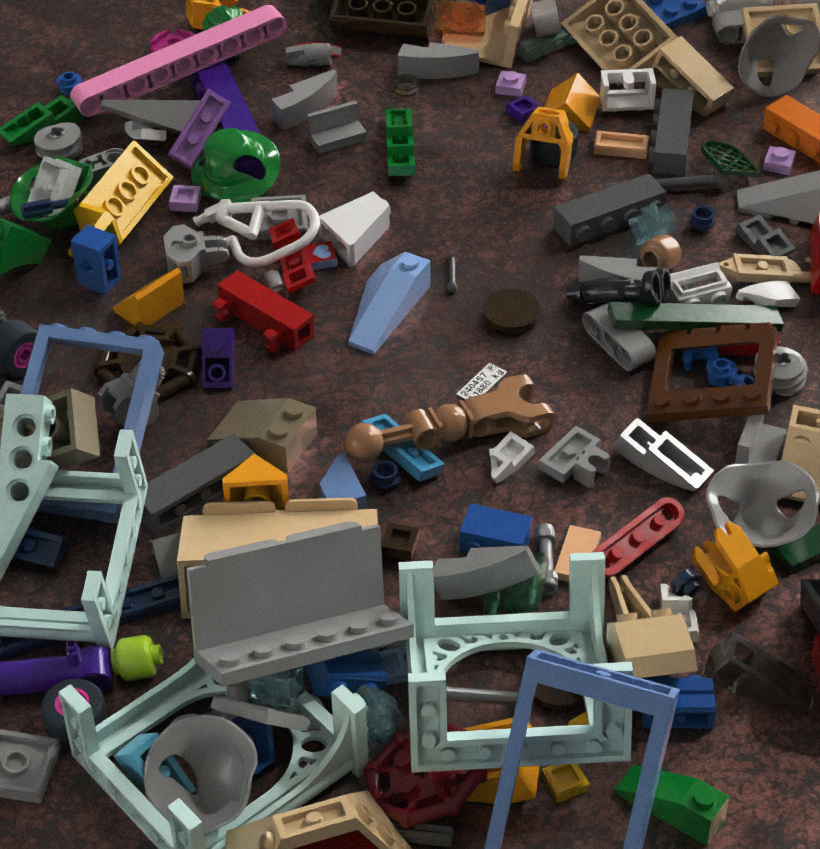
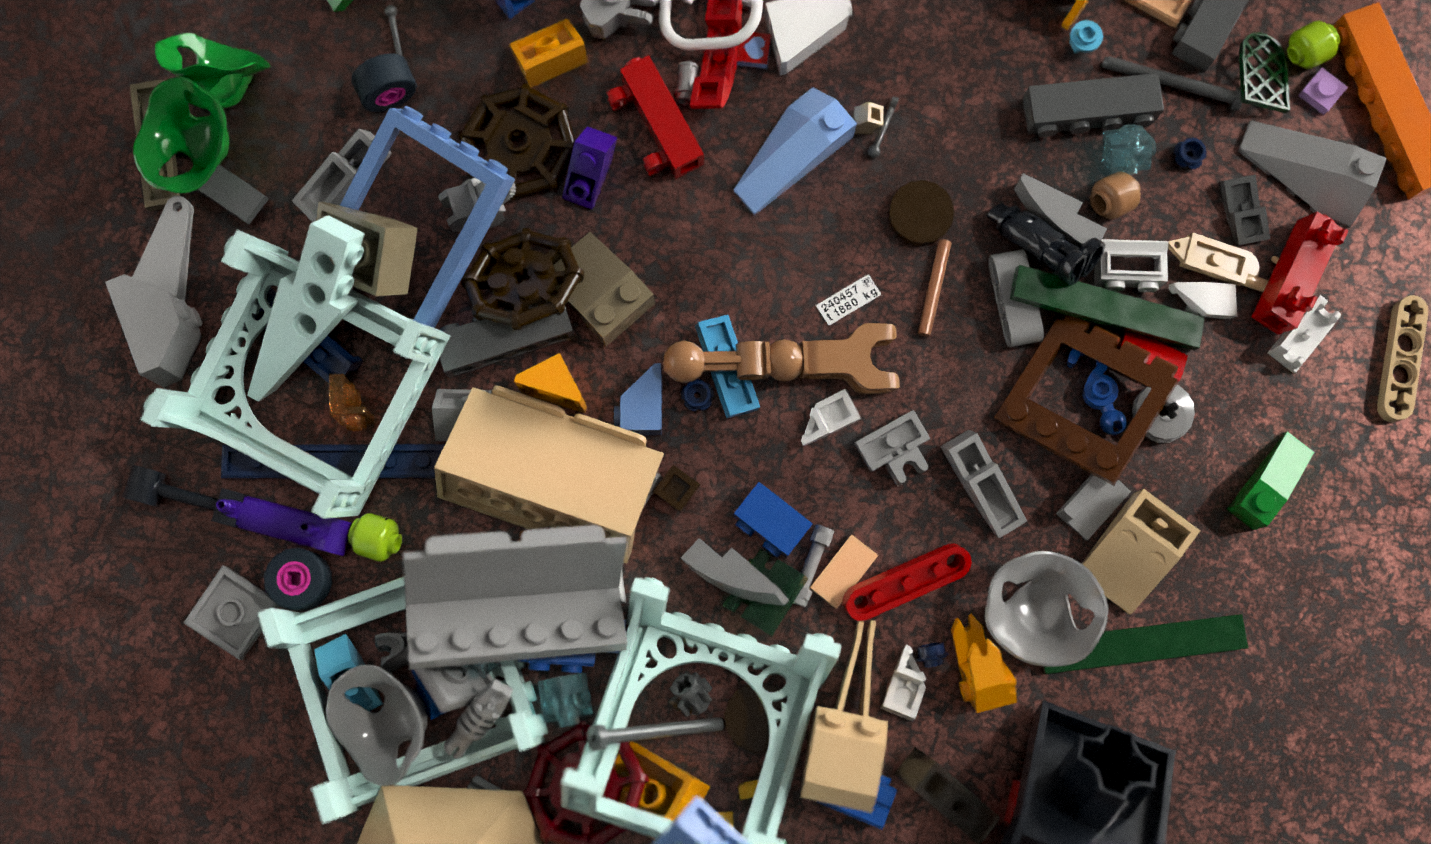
camera: 20 degrees right, 35 degrees up
(73, 559) = (346, 404): none -> clear orange bracket
(194, 434) = (519, 264): none -> dark brown plate
(300, 733) = (478, 717): none -> light grey hinge
(438, 264) = (868, 117): none -> tan piece
(488, 674) = (690, 694): none -> dark grey gear
(549, 353) = (934, 288): none -> nougat bar
(580, 174) = (1085, 36): none -> medium azure plate
(755, 134) = (1313, 44): none -> lime head

